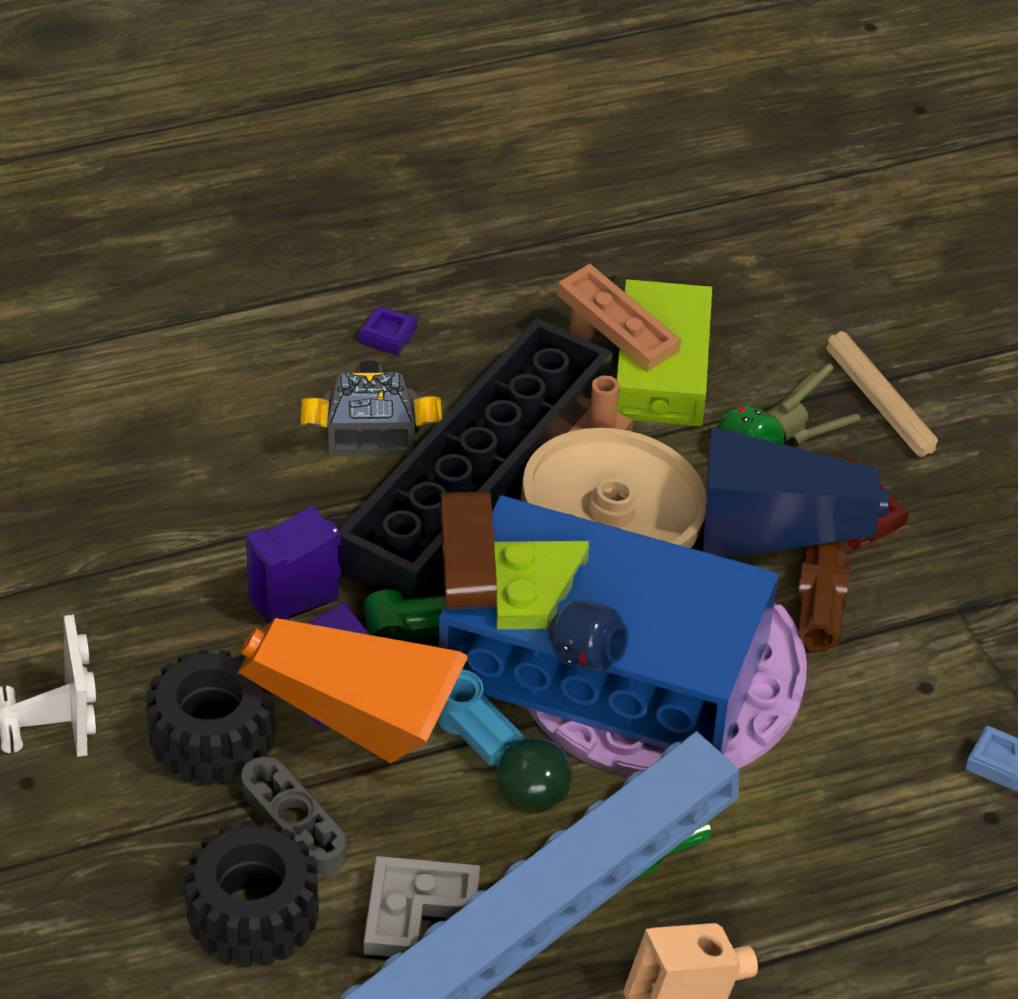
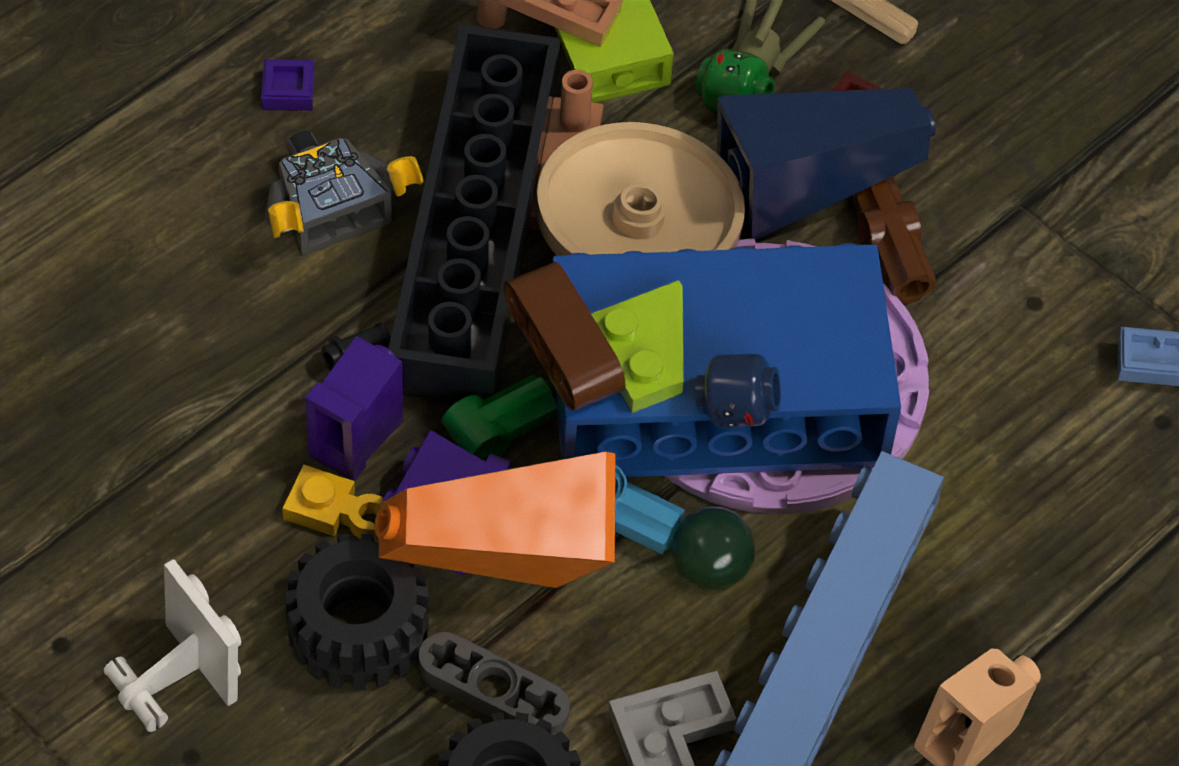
camera: 25 degrees left, 10 degrees up
(230, 628) = (326, 501): none -> yellow plate

